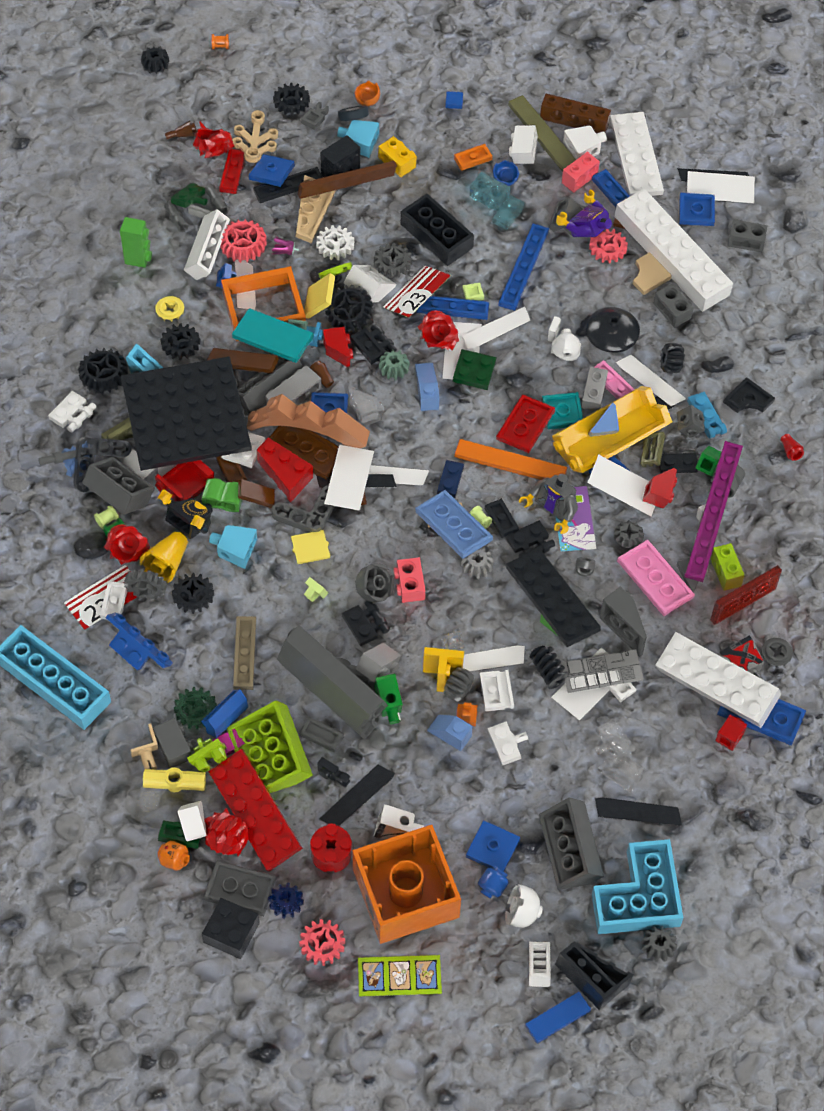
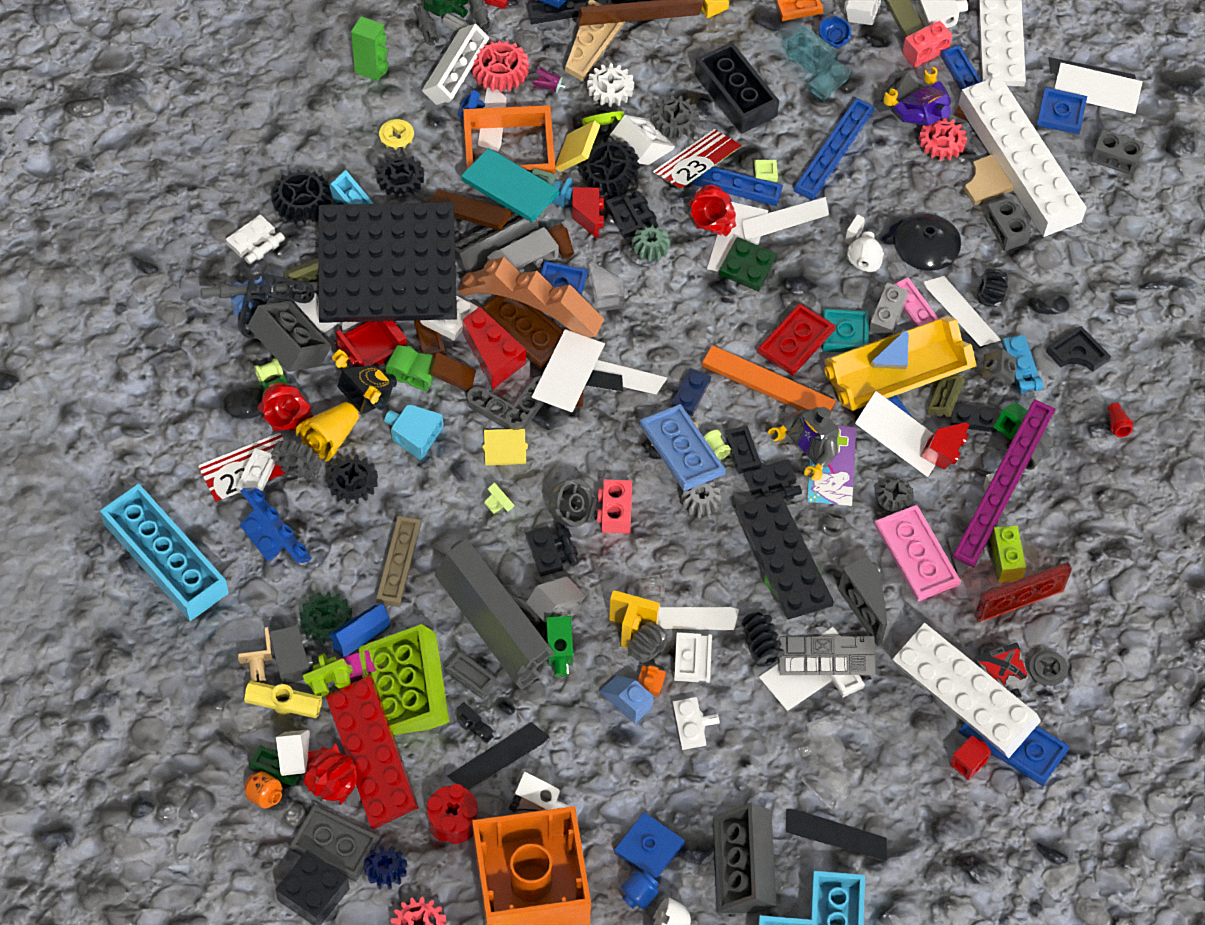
camera: 10 degrees right, 0 degrees up
(427, 386) = (685, 276): medium blue slope -> none

